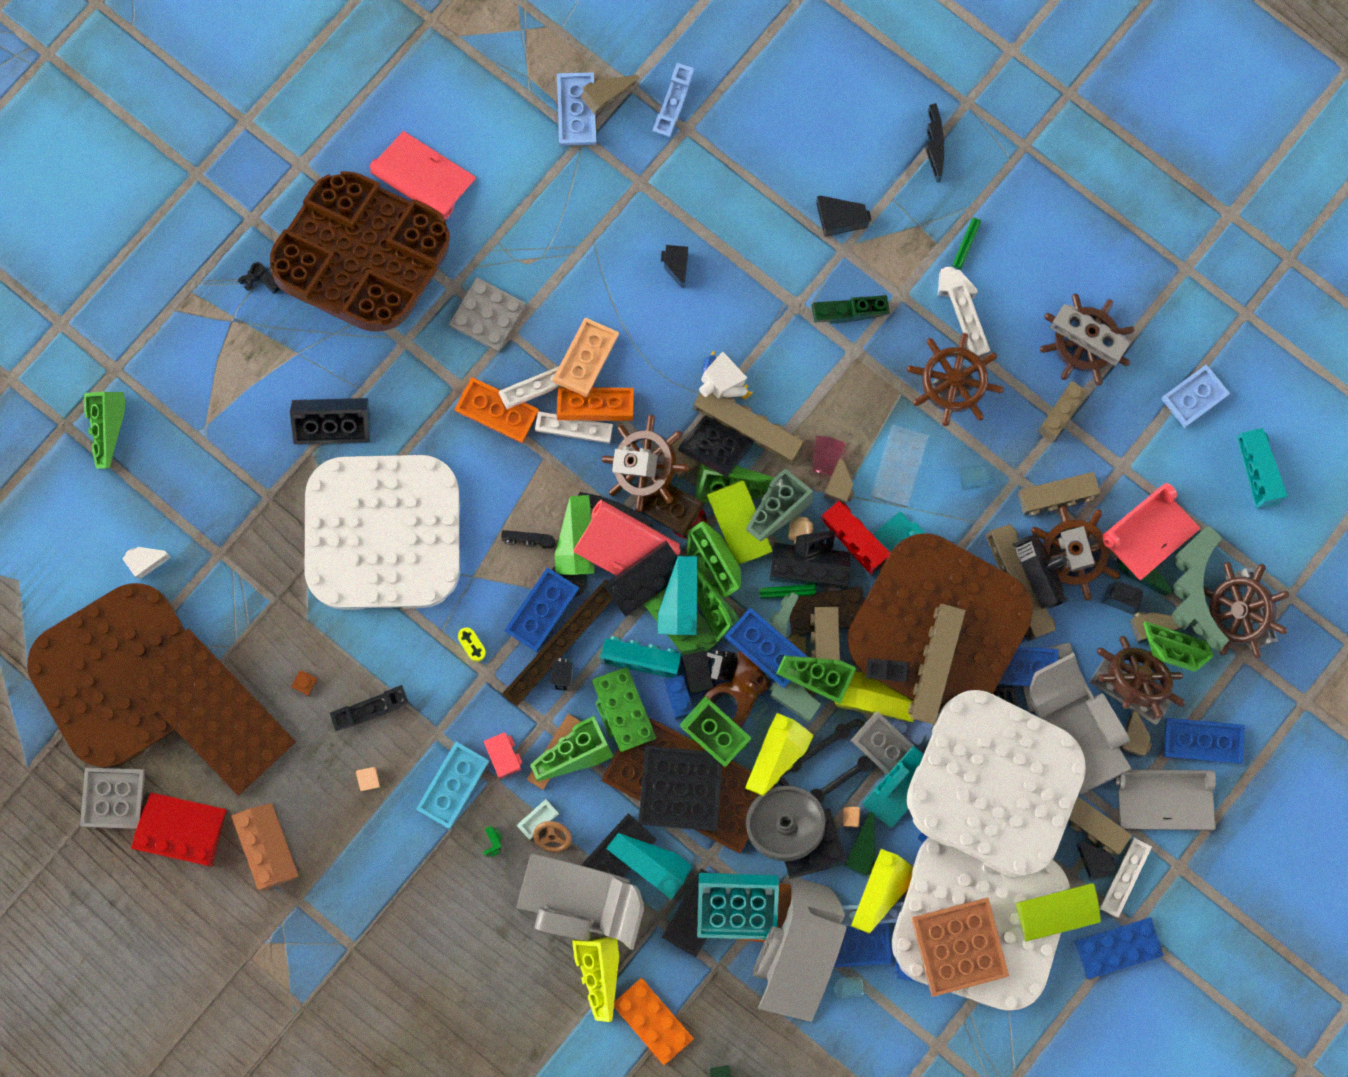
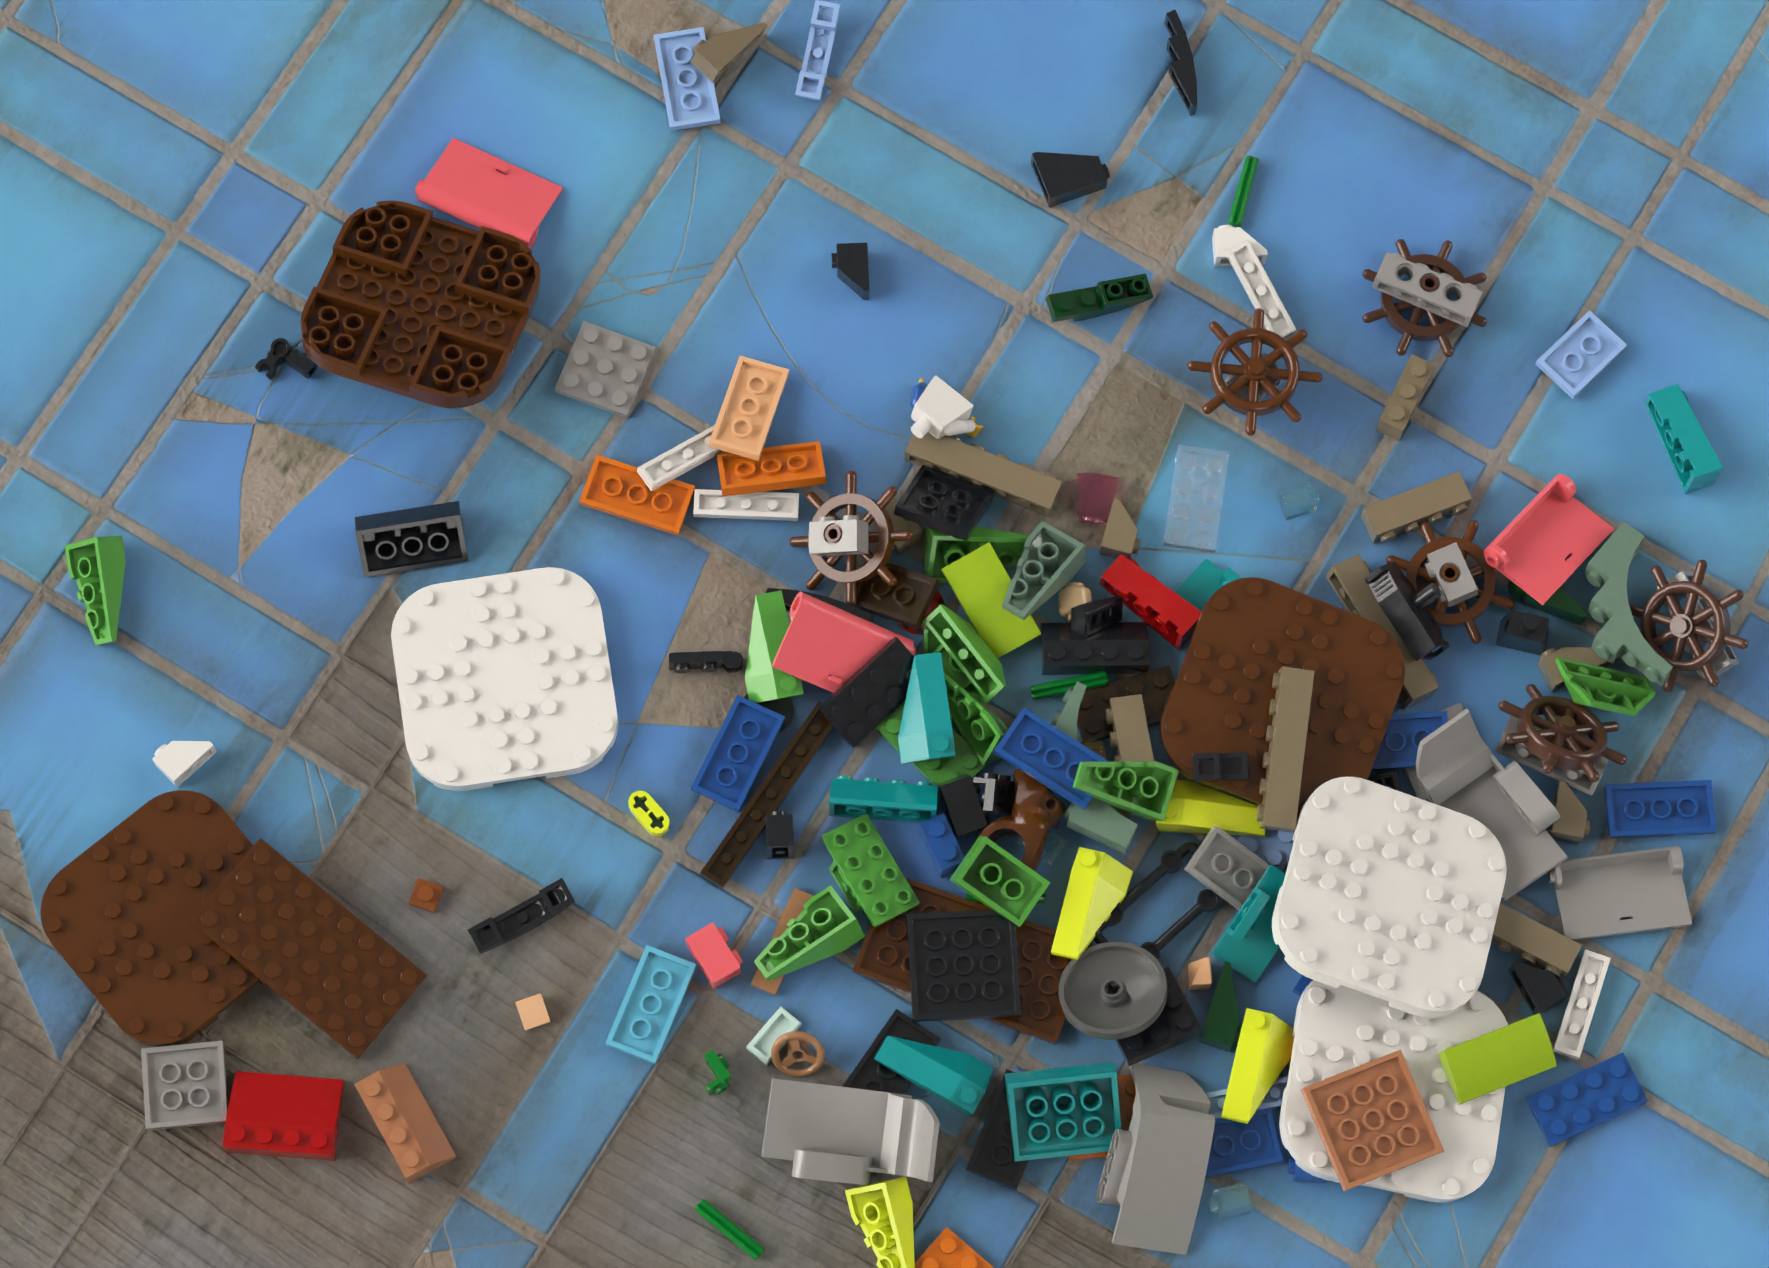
camera: 10 degrees left, 5 degrees down
(485, 957) = (729, 1229): none -> green axle

